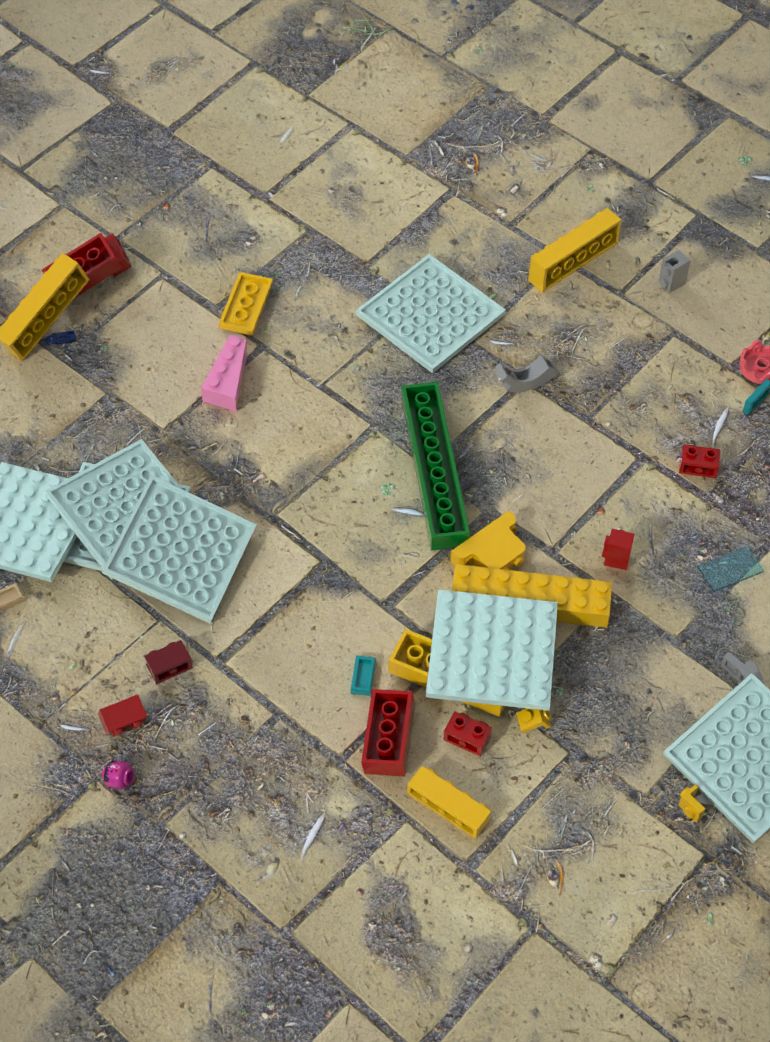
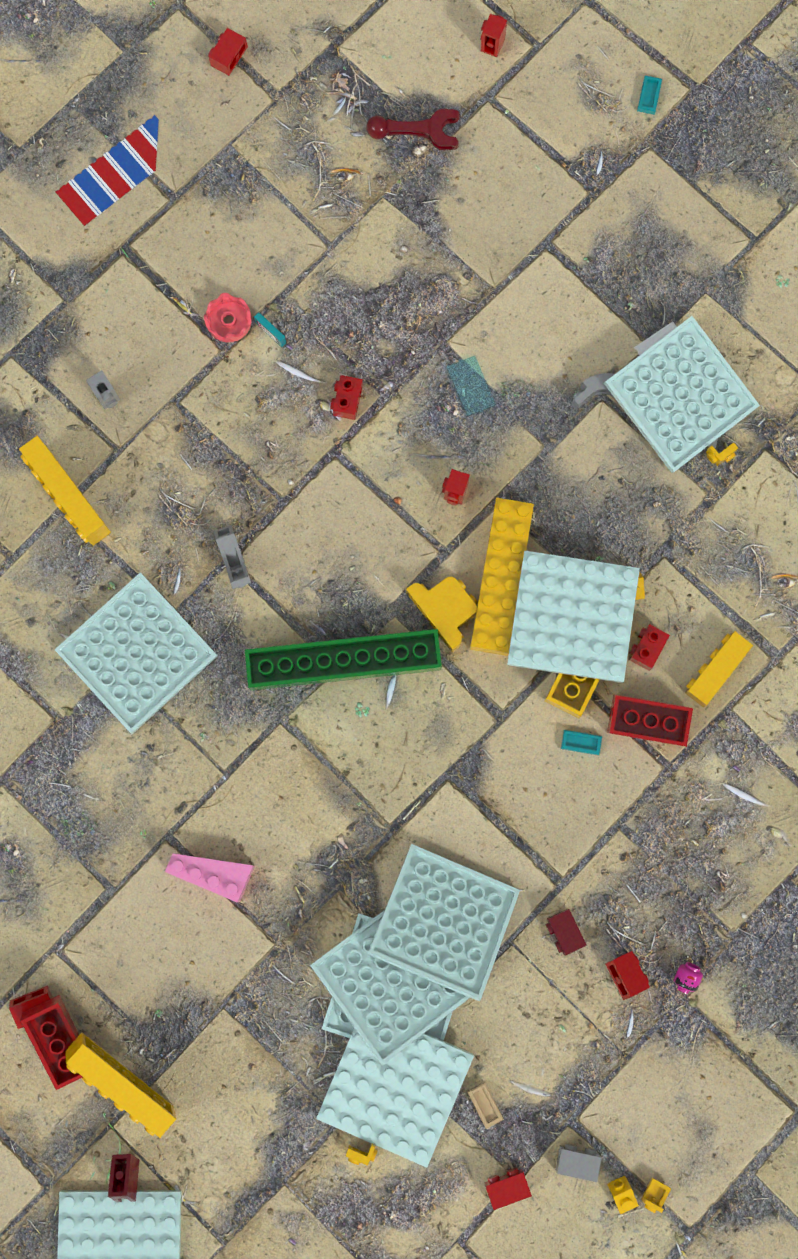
camera: 85 degrees left, 25 degrees up
(60, 338) = (145, 1063): clear blue piece -> none
(245, 303) = (110, 854): yellow plate -> none

